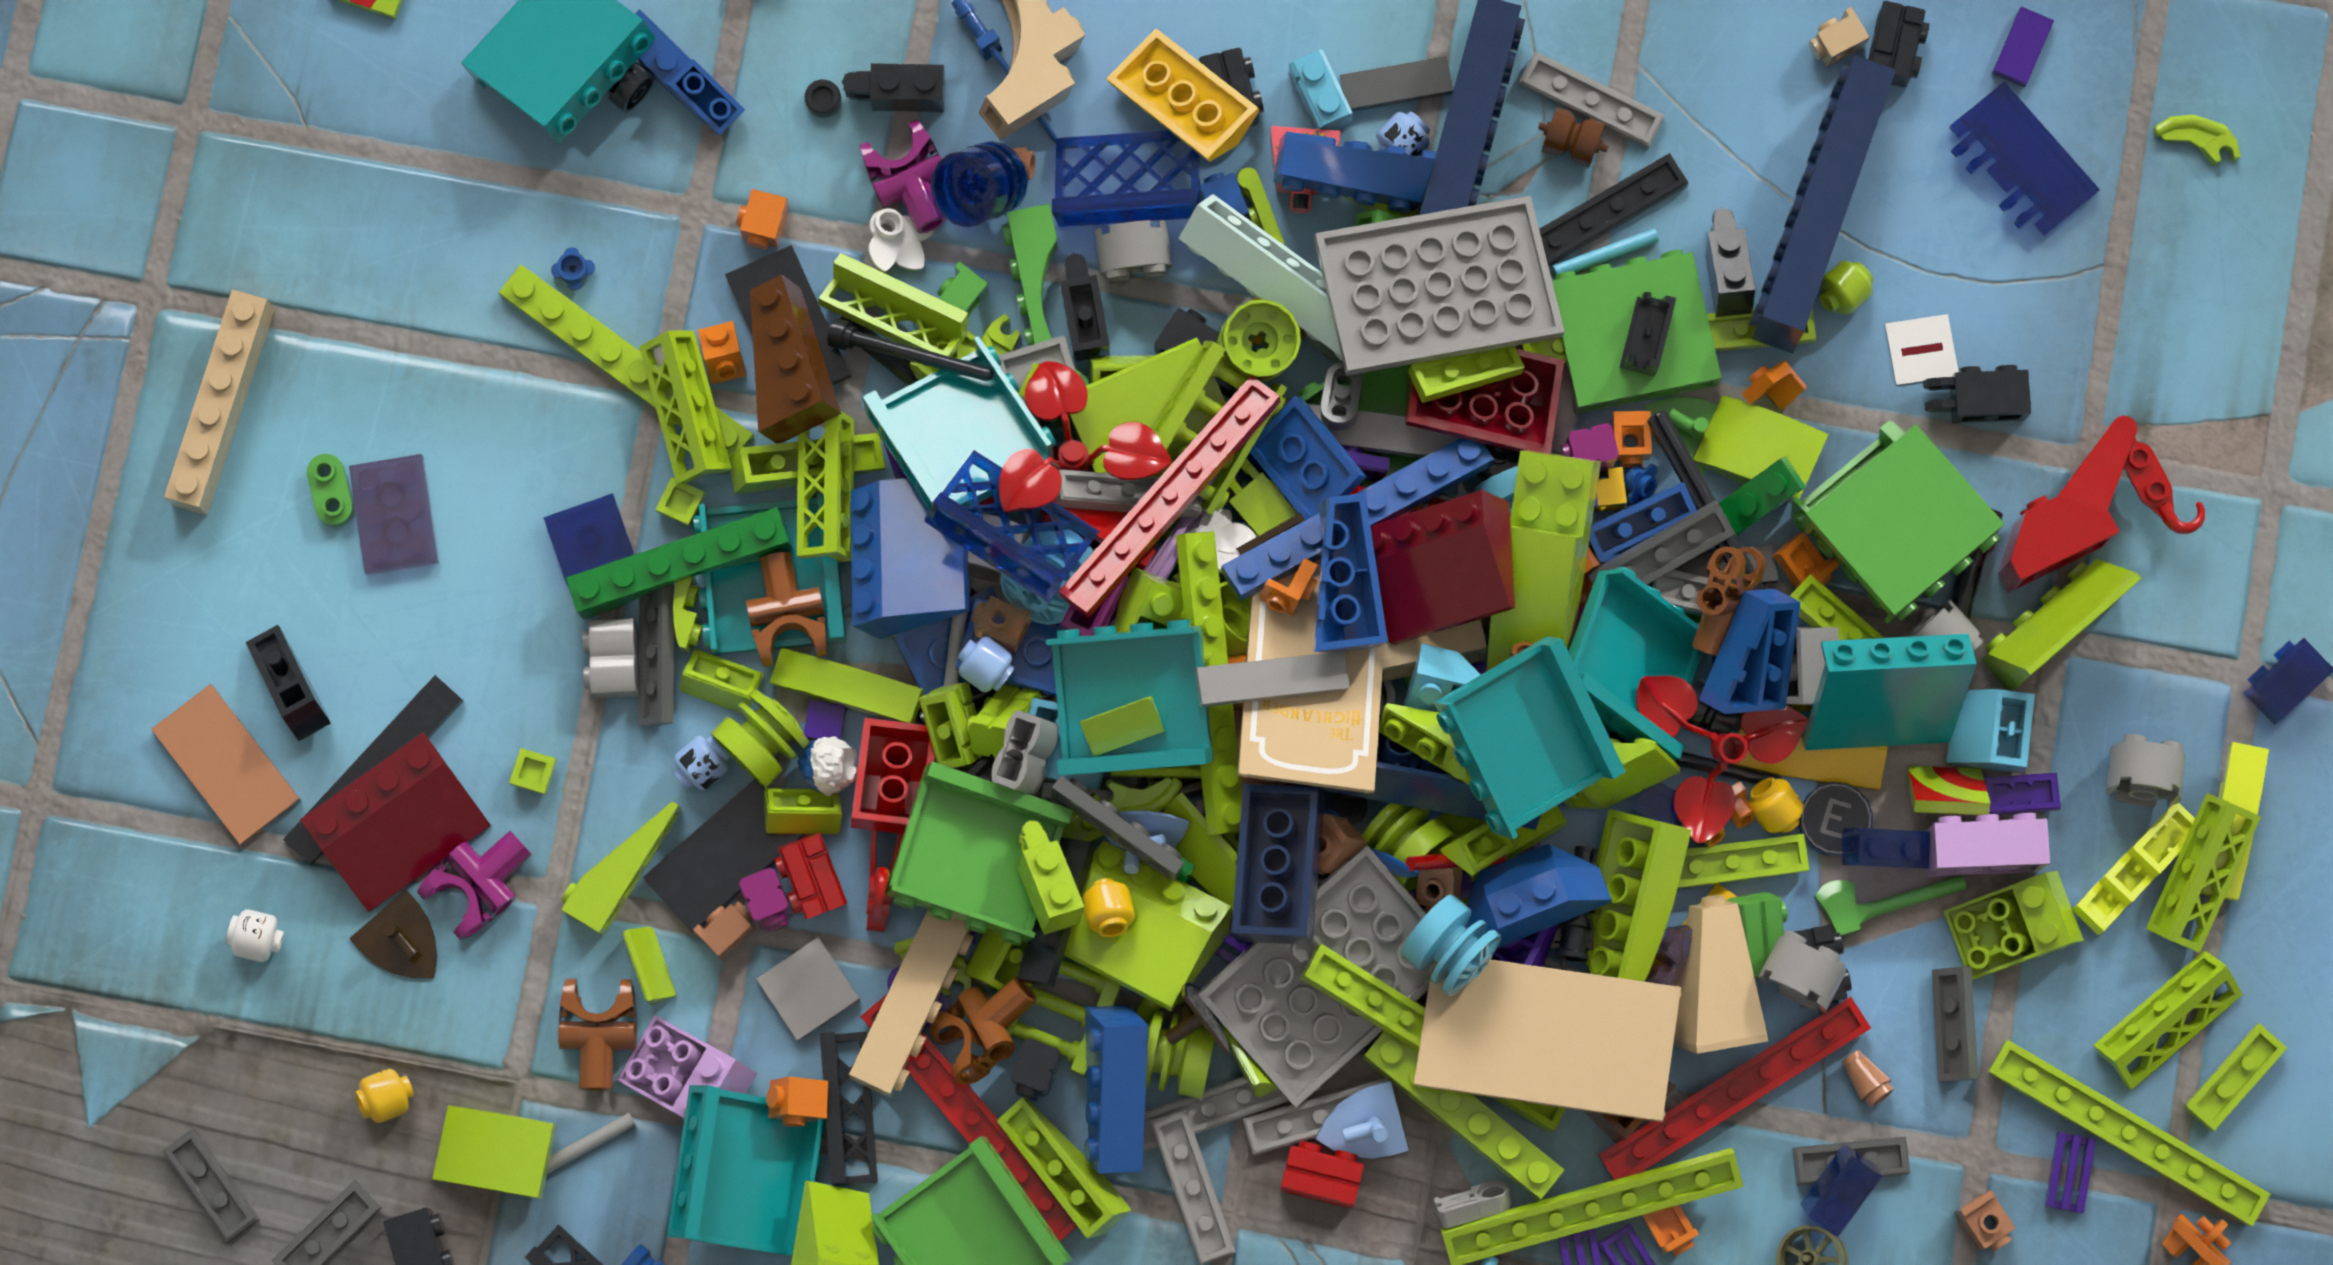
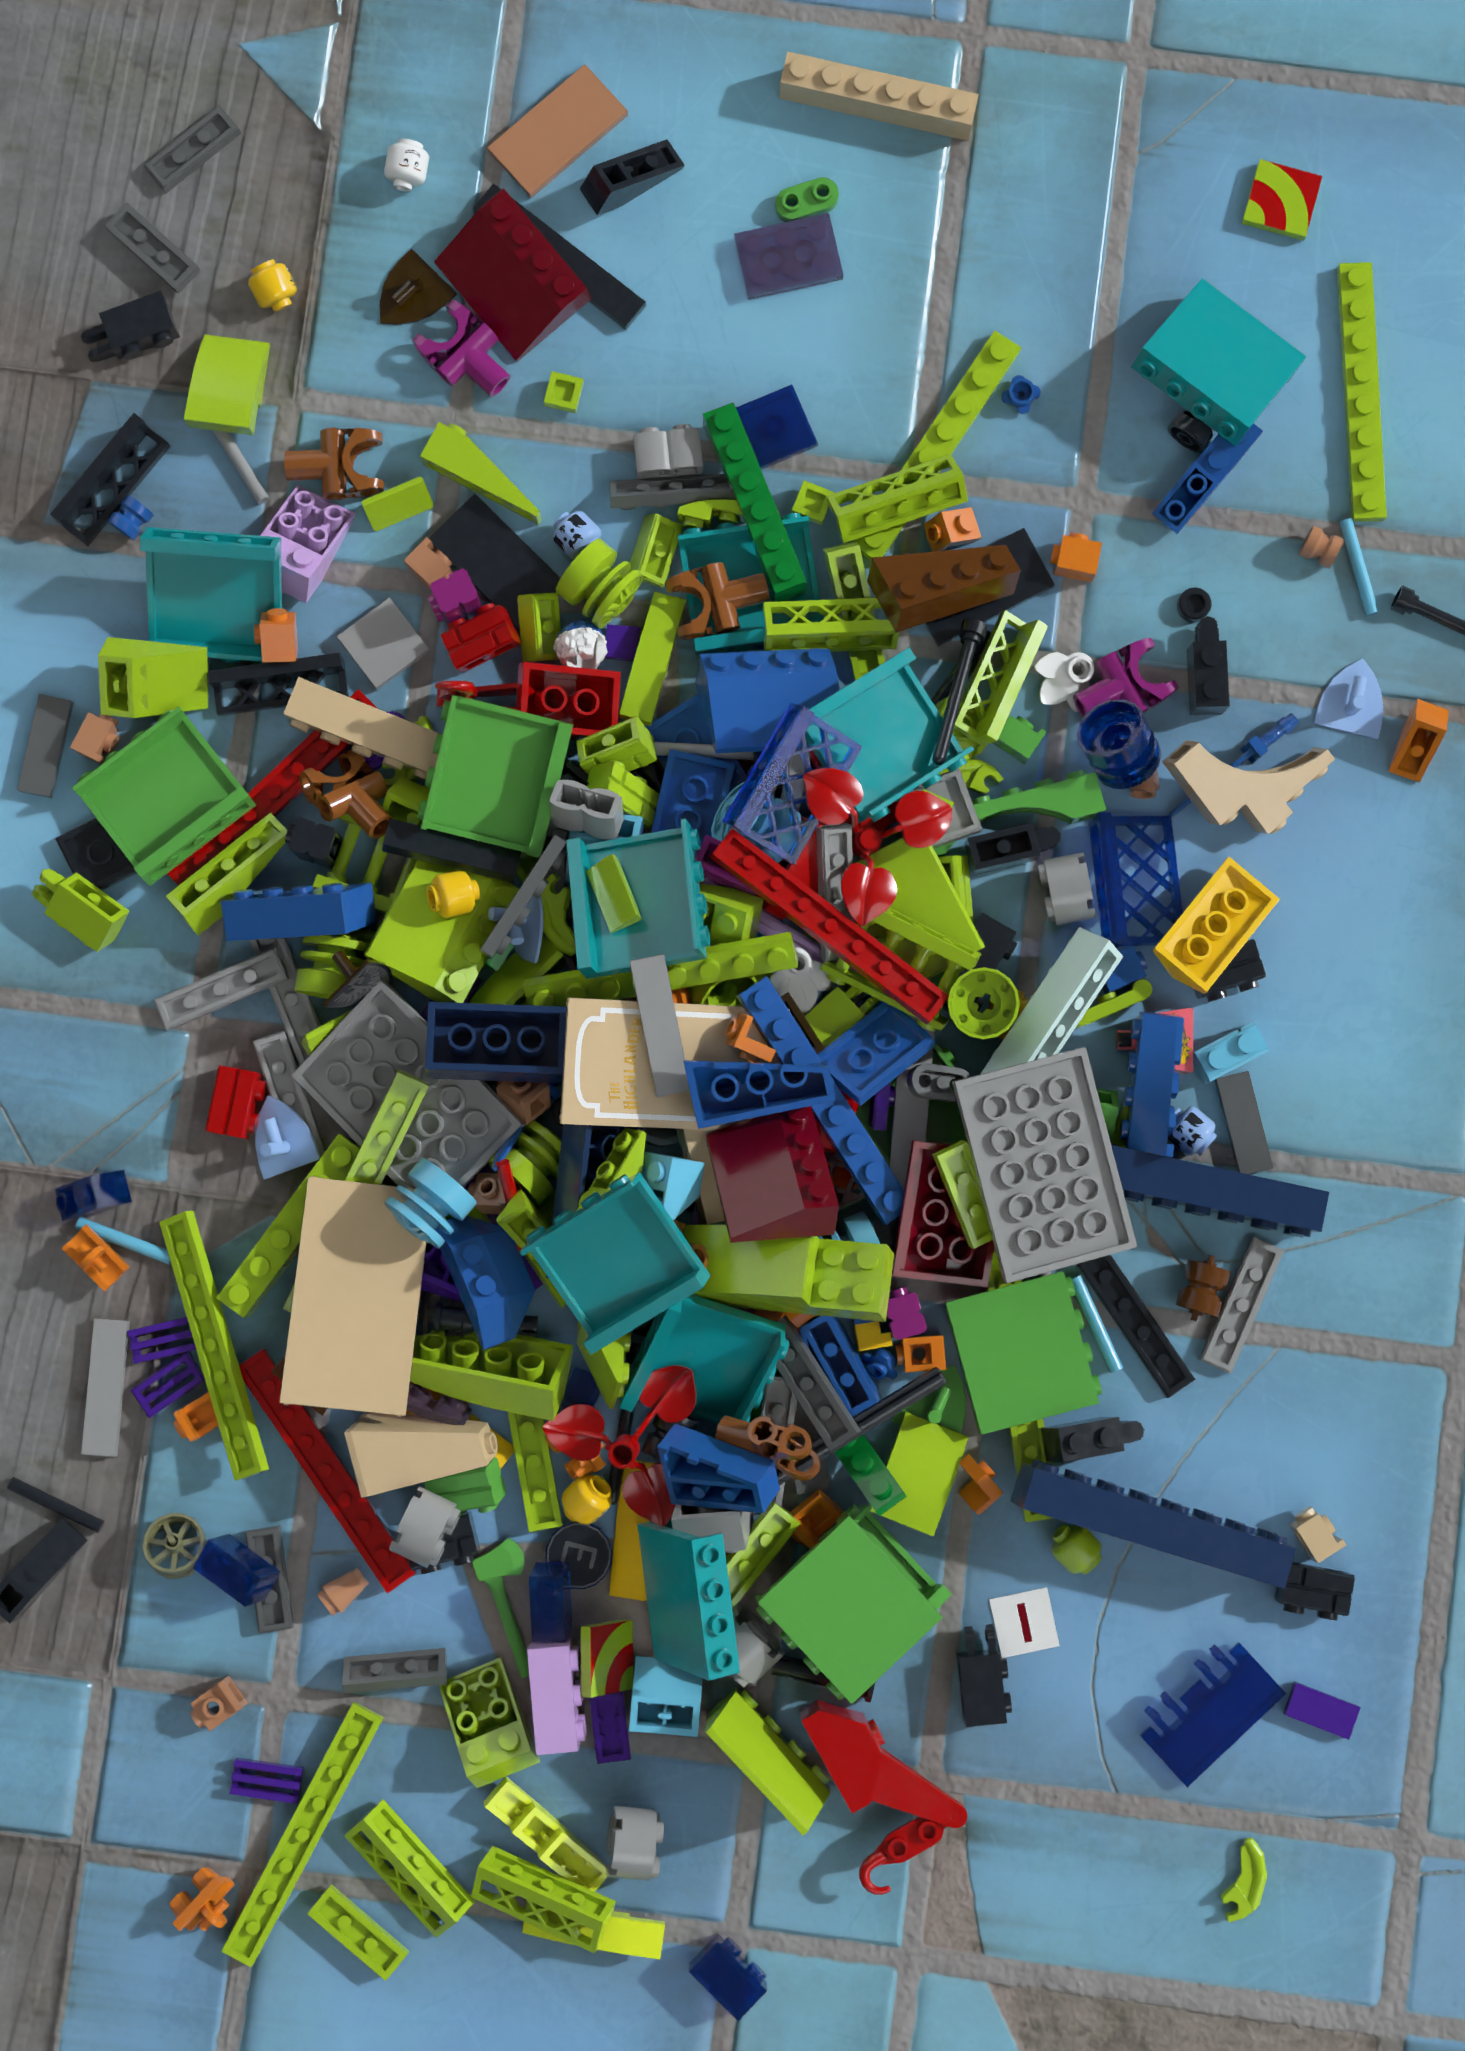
camera: 85 degrees right, 5 degrees up
(985, 664) = (669, 772): light blue head -> none
(1007, 634) = (703, 795): clear orange brick -> none
(1048, 880) = (473, 837): lime hinge -> none
(1474, 1204) = (214, 1236): light grey piece -> none
(1647, 334) = (1016, 1363): black hinge -> none

